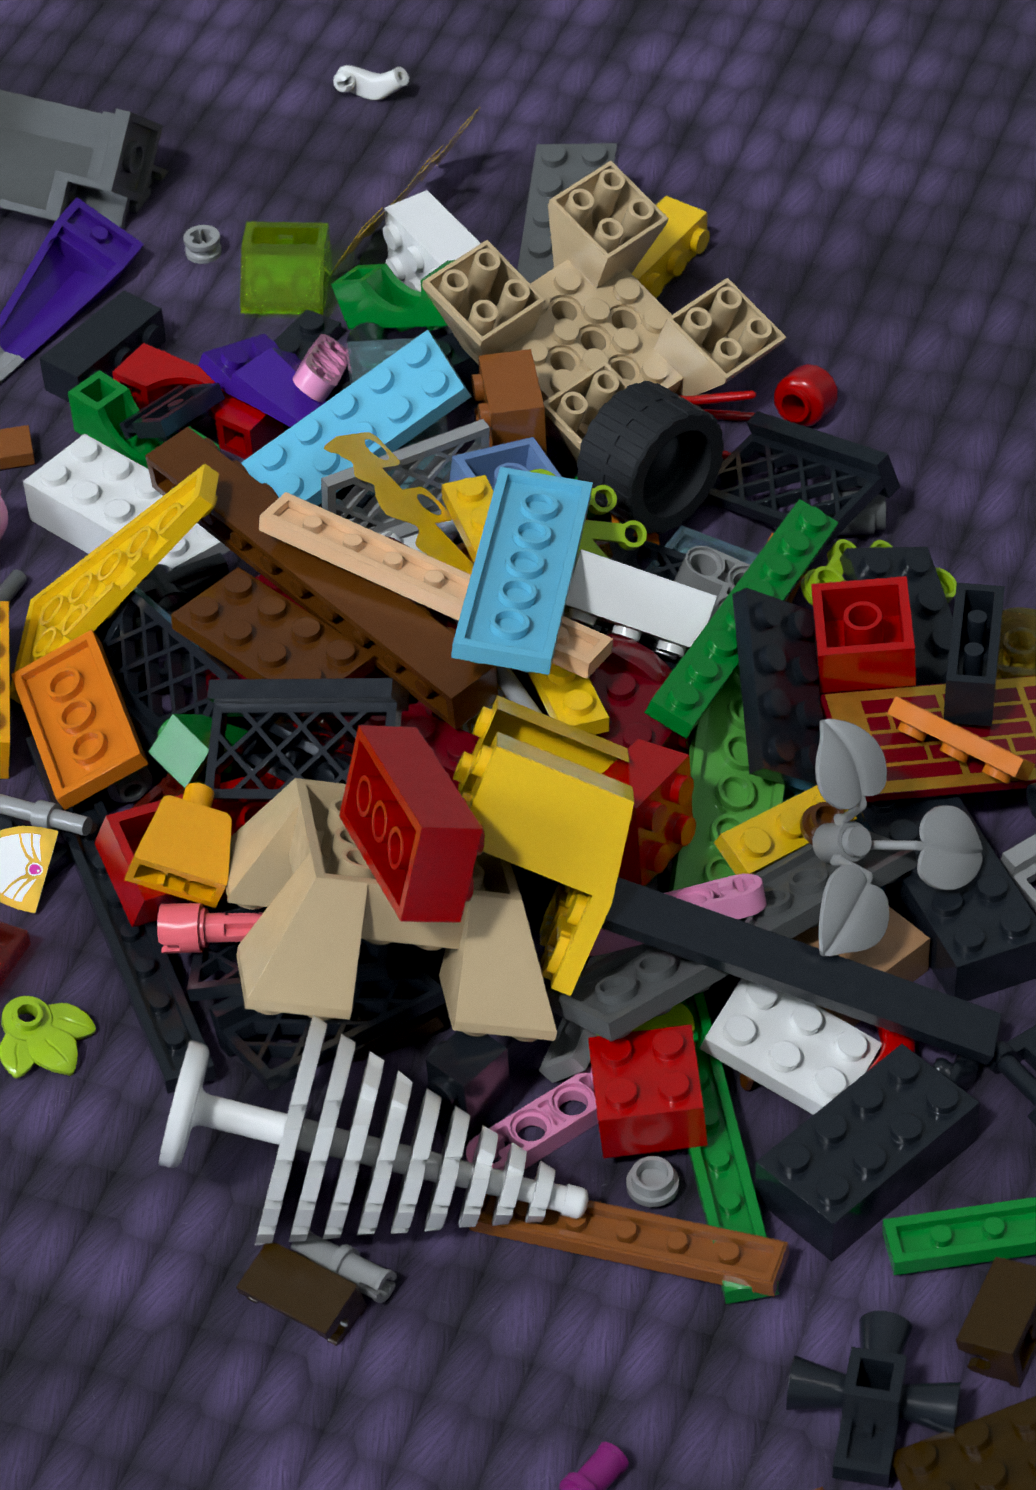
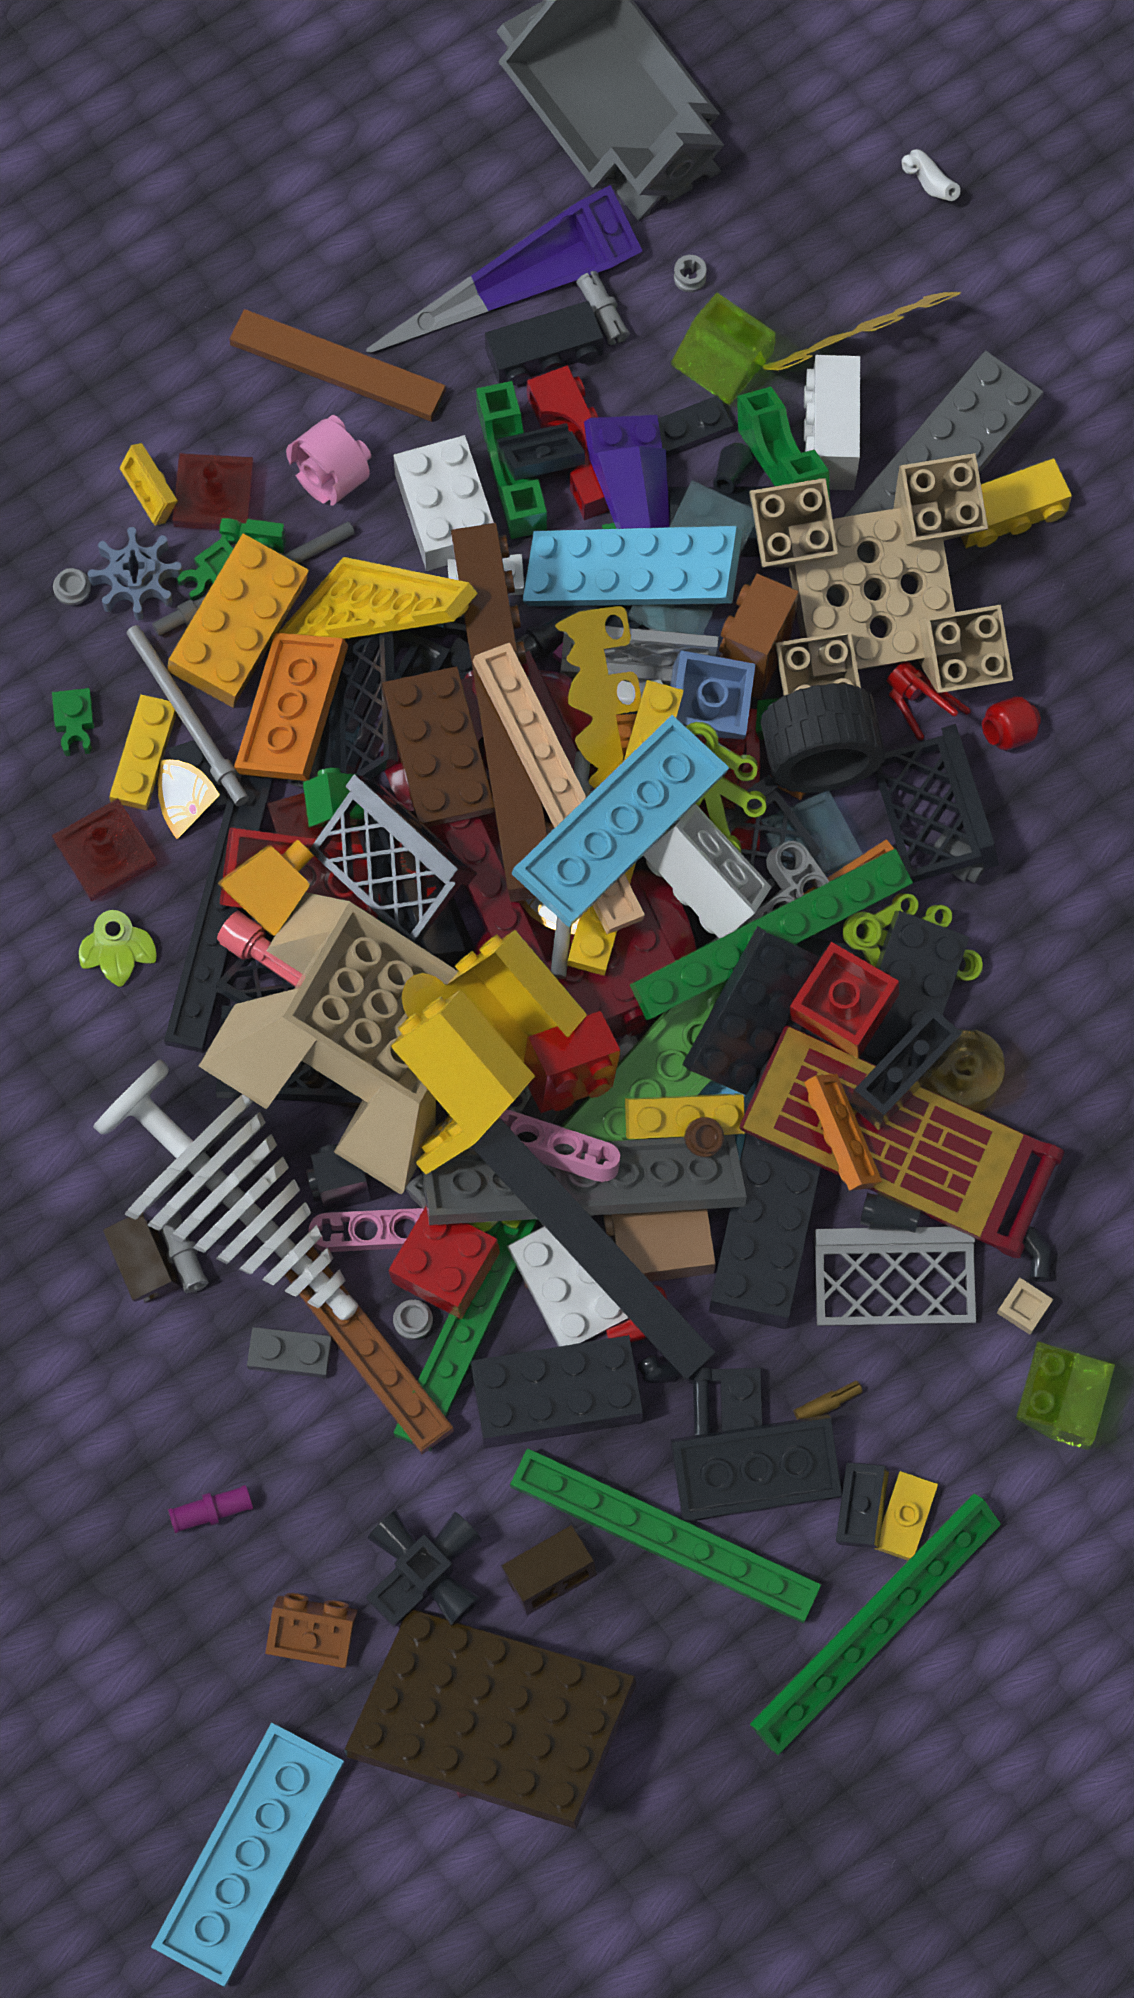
camera: 30 degrees right, 25 degrees up
(111, 287) = (603, 307): none -> light grey pin
(321, 368) = (673, 478): bright pink beam -> none
(411, 824) = (368, 1016): red brick -> none
(541, 1294) = (289, 1352): none -> dark grey plate
(852, 909) = (703, 1138): light grey plant -> none

